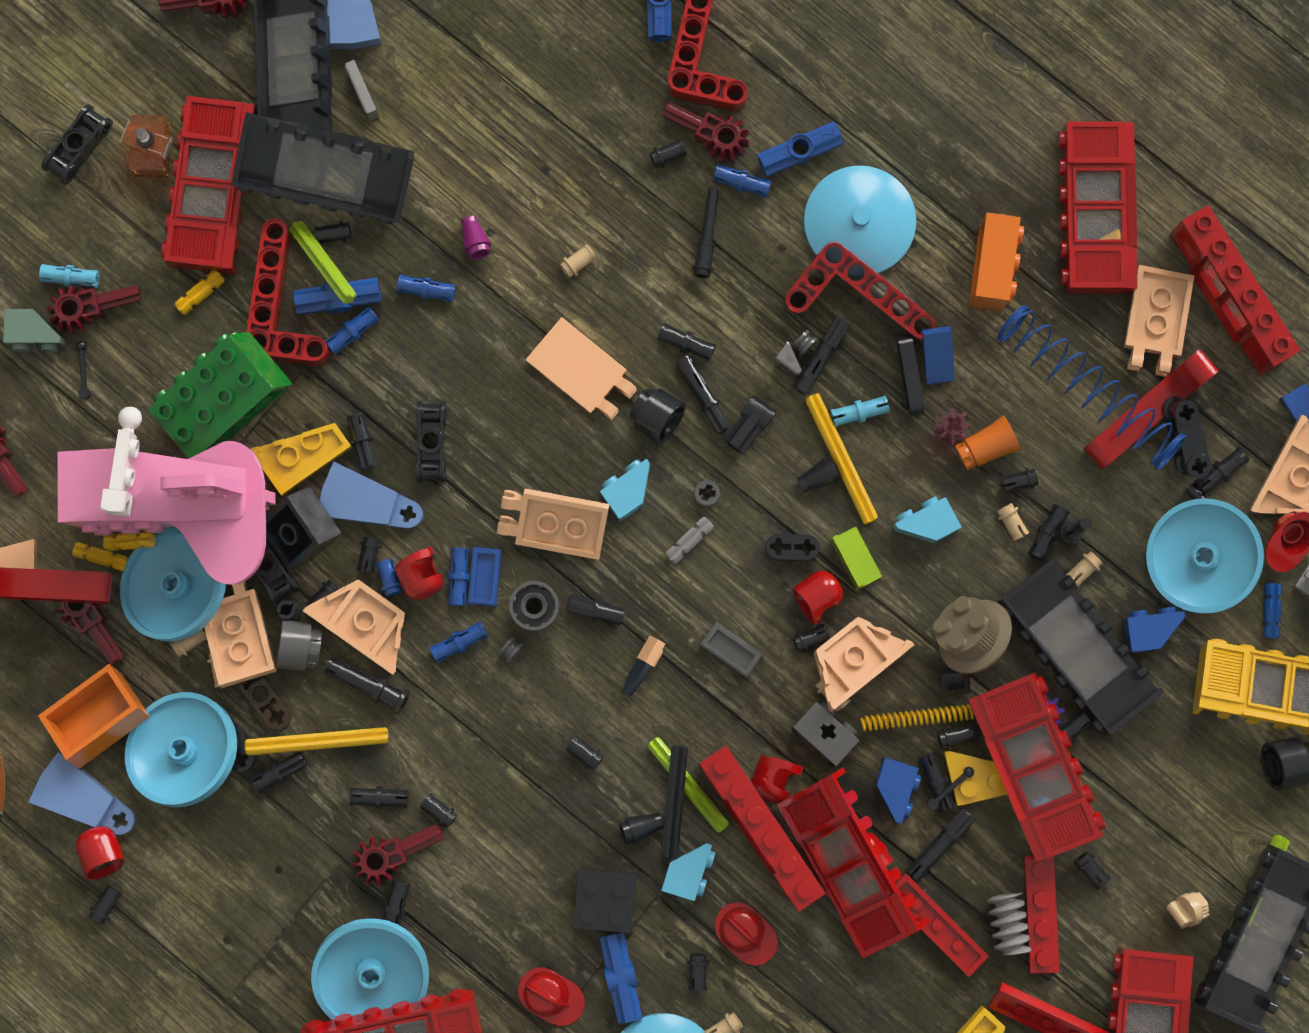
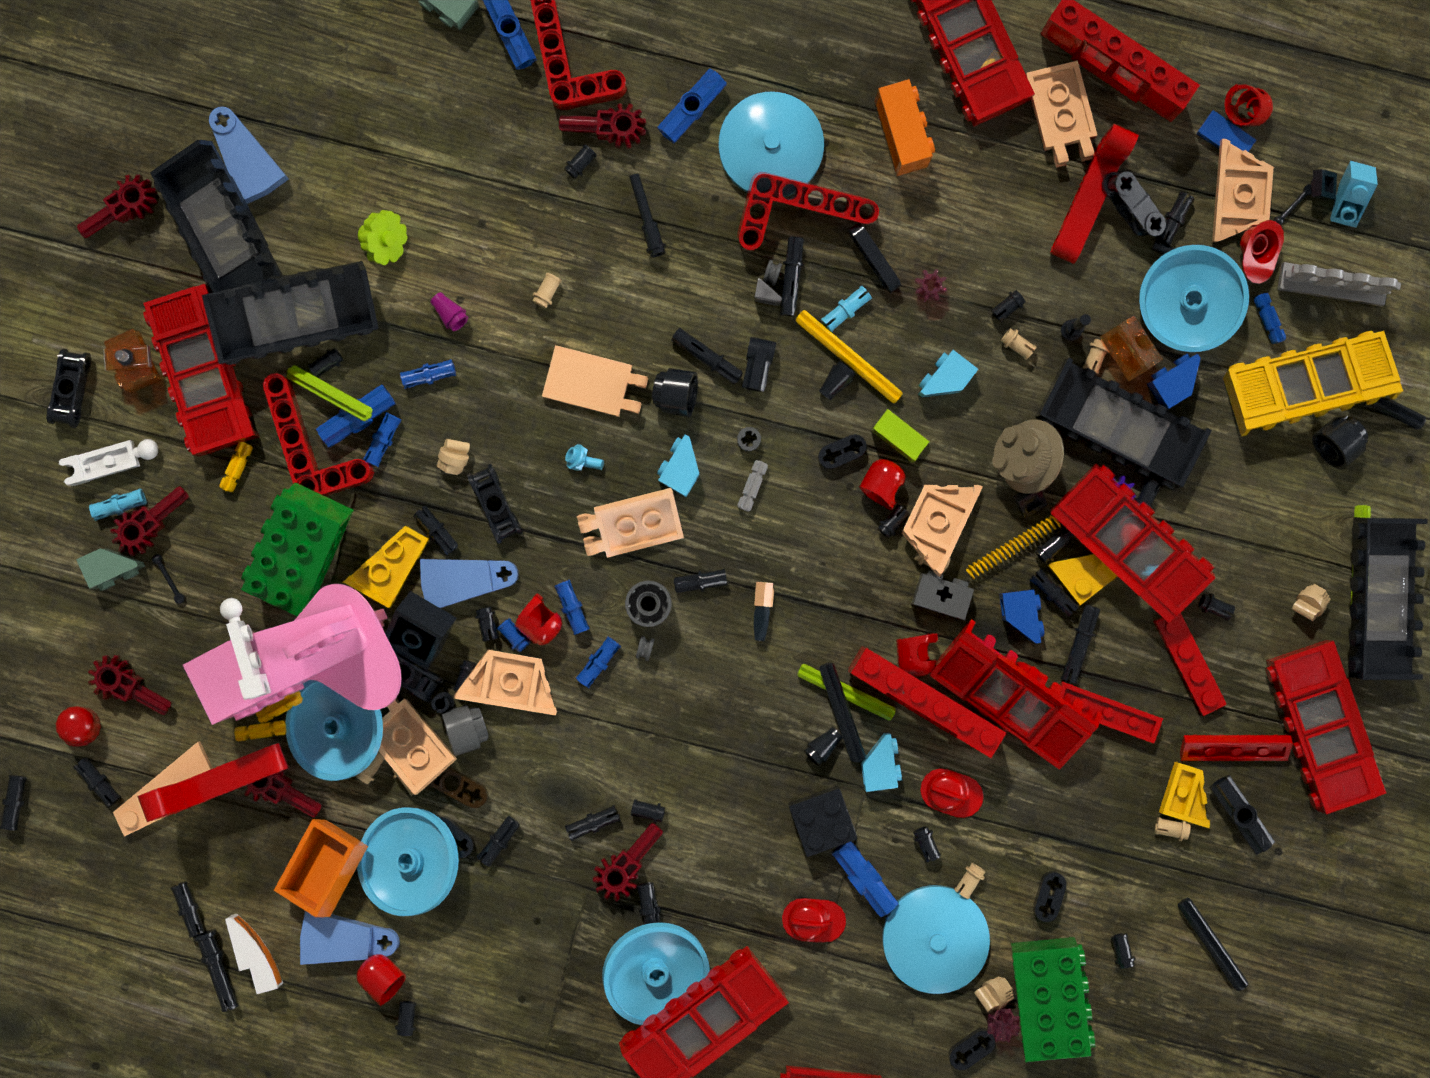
camera: 20 degrees left, 5 degrees up
(80, 230) = (108, 460): none -> white plate
(316, 741) = (518, 801): yellow axle -> none
(361, 90) = (291, 228): light grey tile -> none
(379, 690) = (547, 733): black pin -> none
(412, 378) = (453, 456): none -> tan piece
(444, 138) = (382, 237): none -> lime plant
(484, 576) = (594, 596): blue tile -> none
(532, 434) = (577, 458): none -> medium azure plate
(585, 753) = (748, 706): black pin -> none
(686, 342) = (672, 317): black pin -> none
(731, 649) = (830, 561): dark grey tile -> none
(742, 180) = (654, 156): blue pin -> none
(933, 804) = (1059, 613): black hinge -> none
(938, 355) = (891, 230): blue tile -> none
(988, 444) = (968, 287): orange plant -> none
(1009, 924) = (1168, 684): light grey piece -> none
(1048, 532) = (1052, 339): black pin -> none
(1121, 576) = (1131, 348): none -> clear orange brick
(1158, 460) = (943, 173): blue piece -> none

